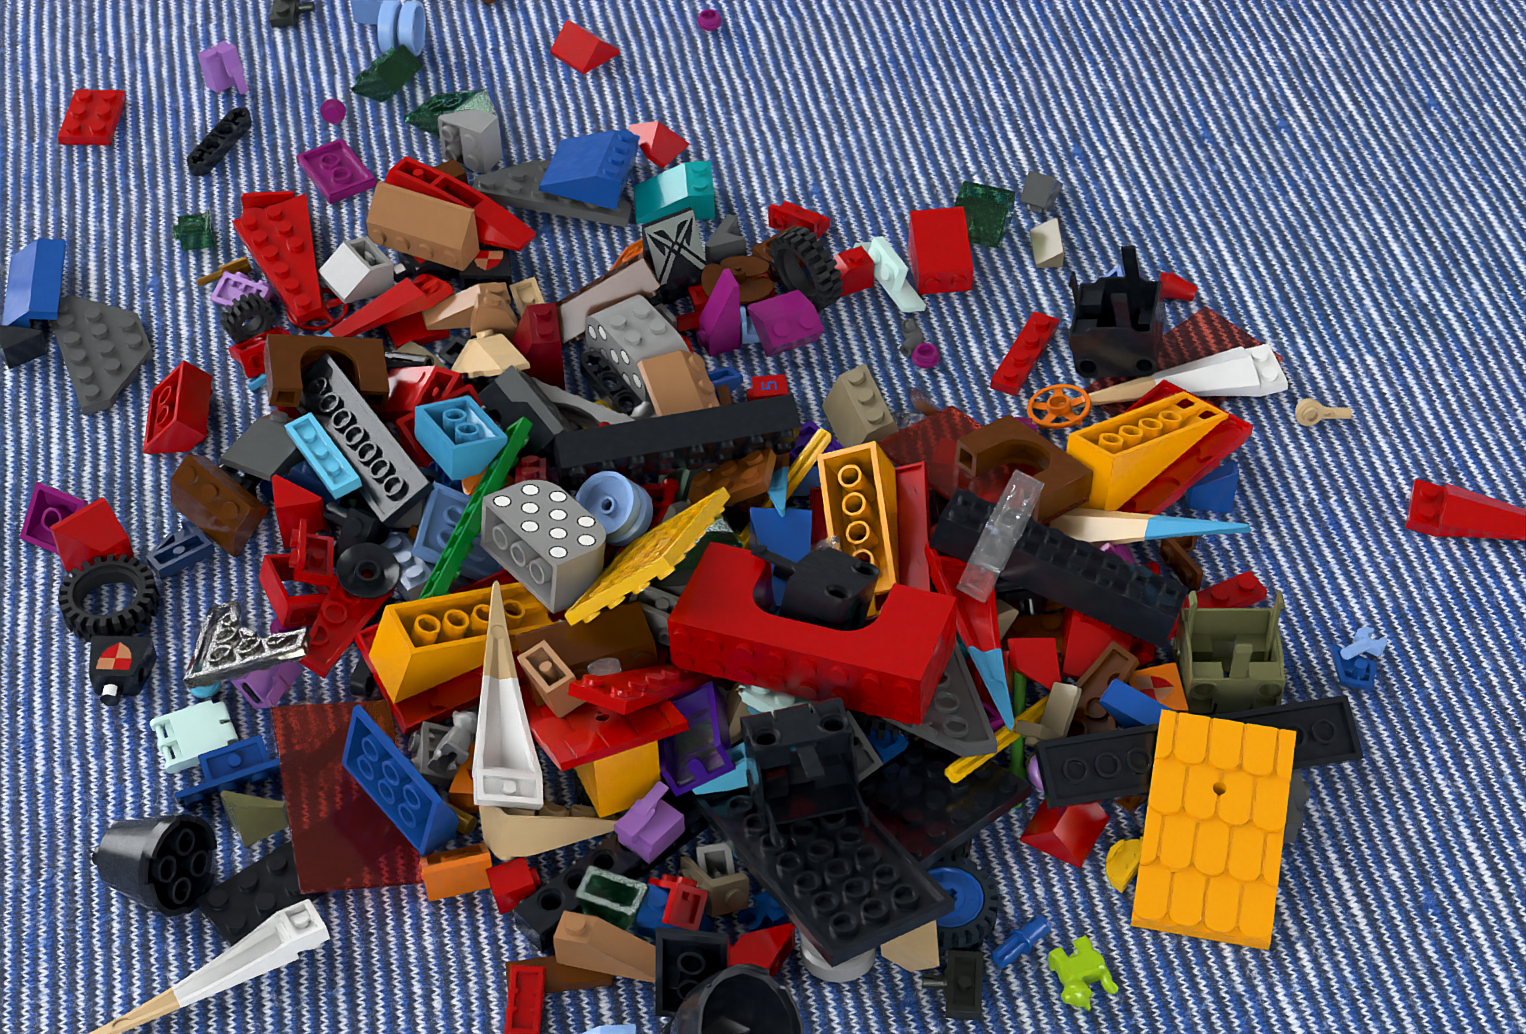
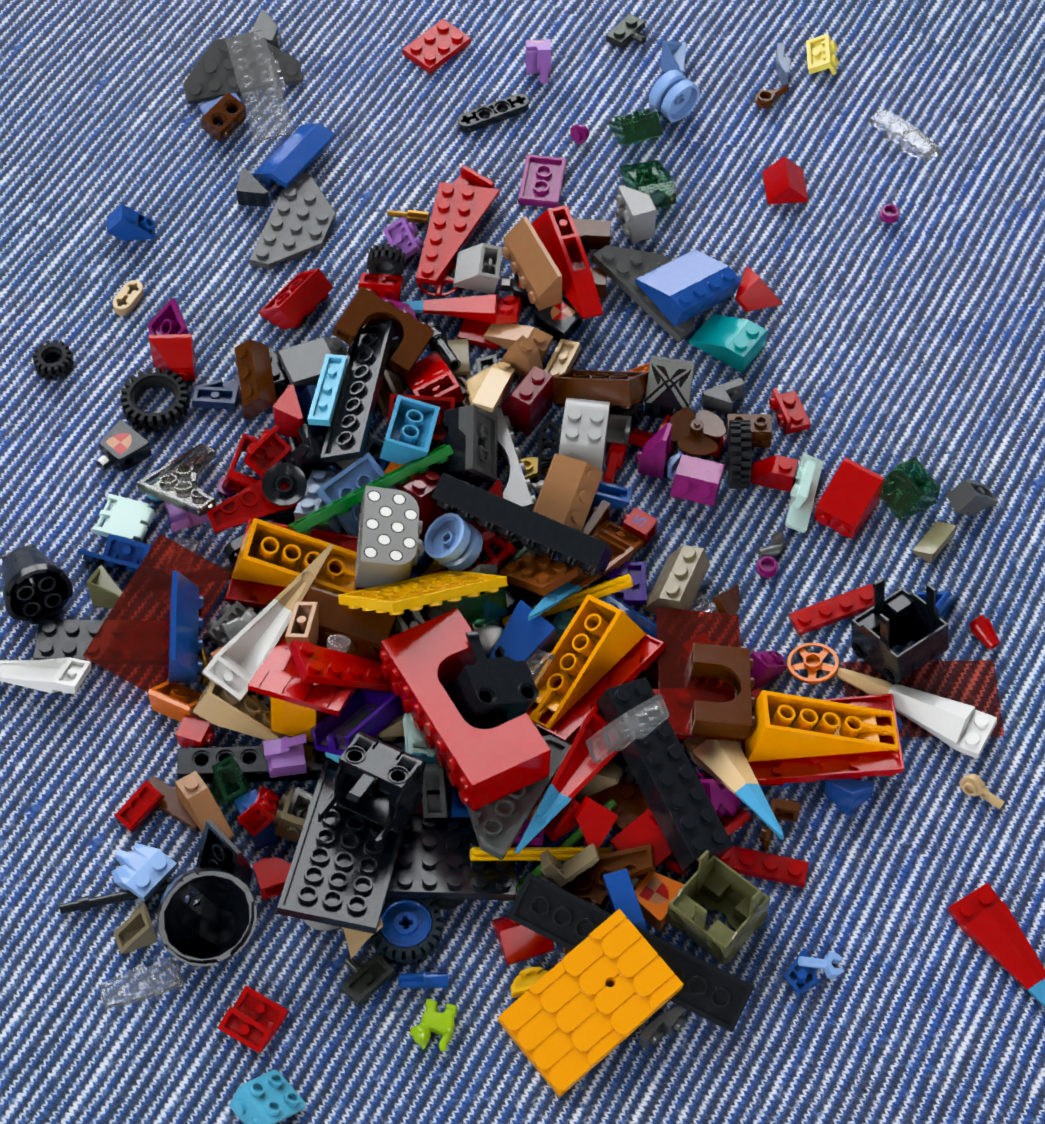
camera: 40 degrees right, 10 degrees up
(194, 231) = (416, 172): clear green window -> none

